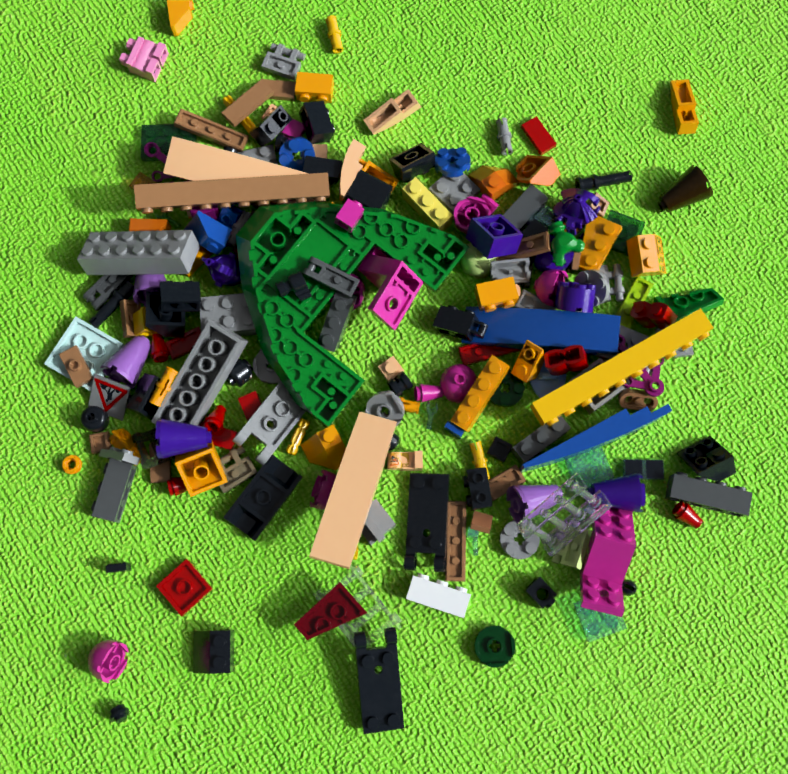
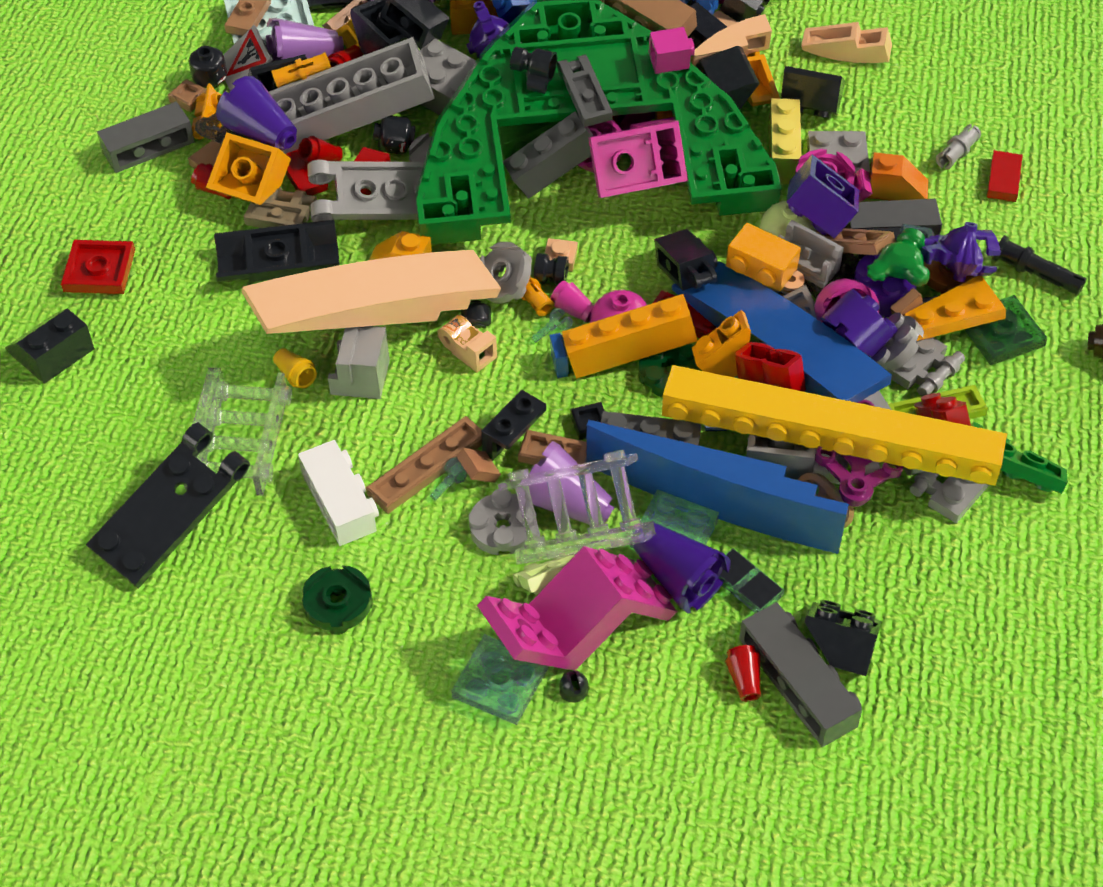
camera: 45 degrees right, 25 degrees down
(68, 460) = (138, 89): light orange plate -> none
(118, 567) = (62, 199): black tile -> none
(119, 455) = (190, 104): light grey plate -> none
(297, 436) = (379, 234): yellow axle -> none
(330, 612) = (201, 390): dark red wing -> none
(429, 511) = (425, 408): black hinge -> none
(446, 156) = (860, 121): blue plate -> none
(478, 456) = (554, 406): yellow pin -> none
(532, 589) = (457, 578): black brick -> none
(537, 170) = (959, 199): orange slope -> none
(603, 203) = (1004, 281): medium nougat plate -> none
(646, 255) = (1011, 367): light orange slope -> none

